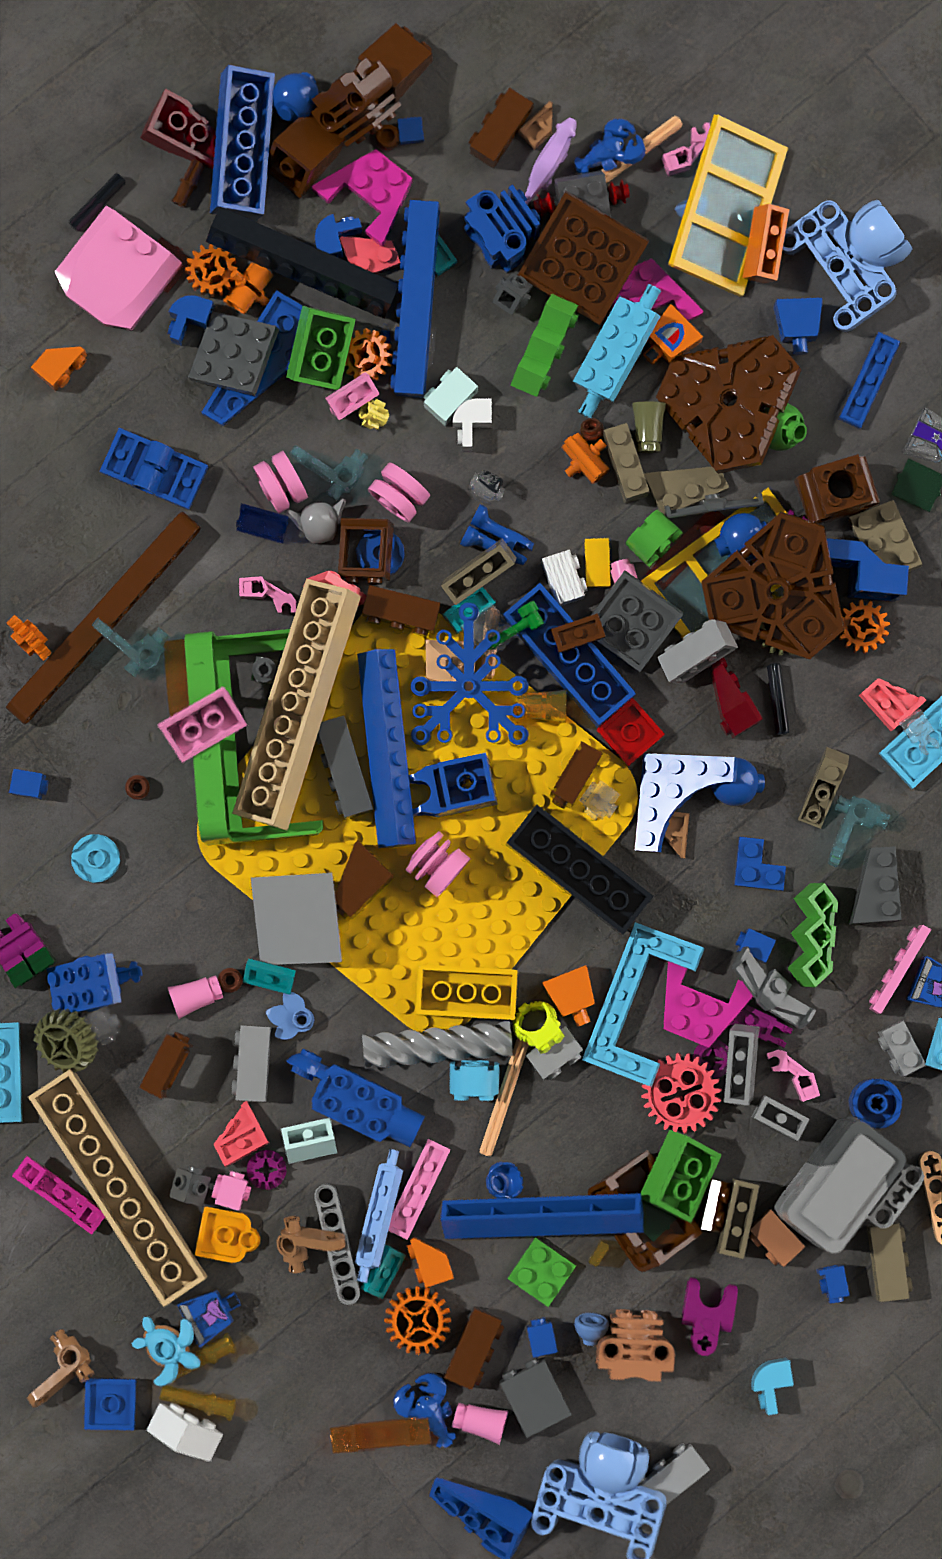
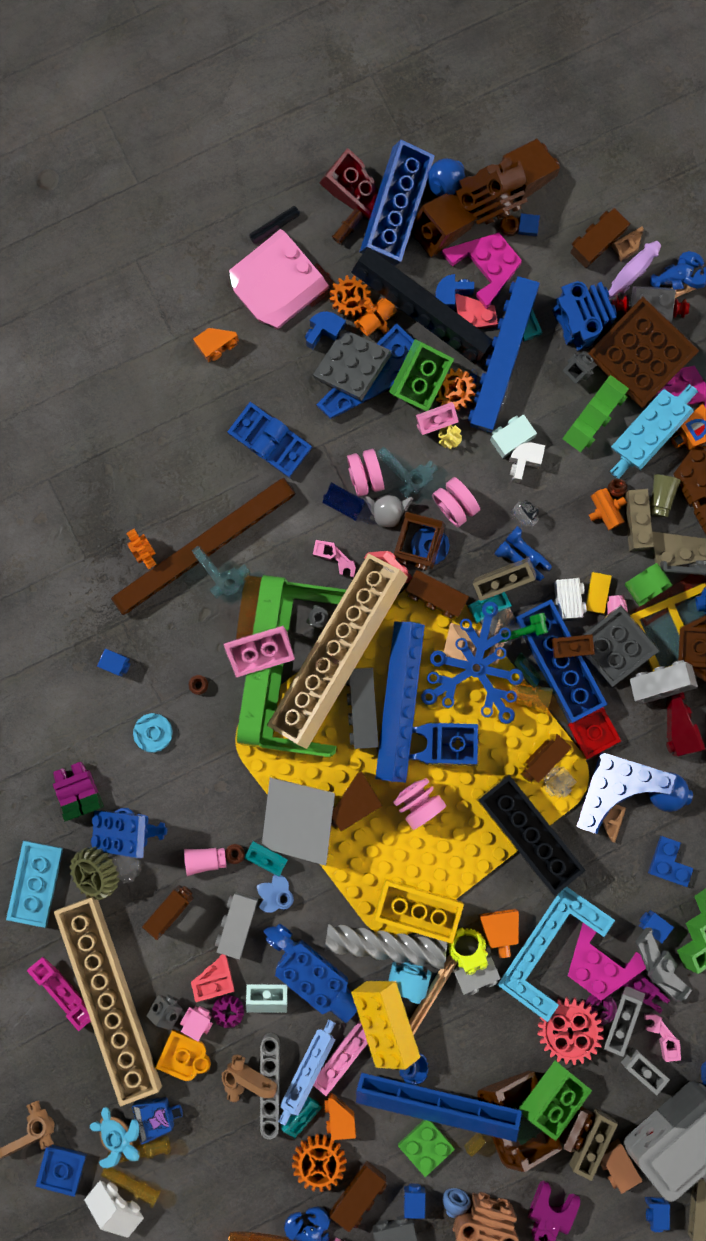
camera: 20 degrees right, 0 degrees up
(457, 1134) = (385, 1024): none -> yellow brick
(531, 675) = (527, 670): none -> clear green piece

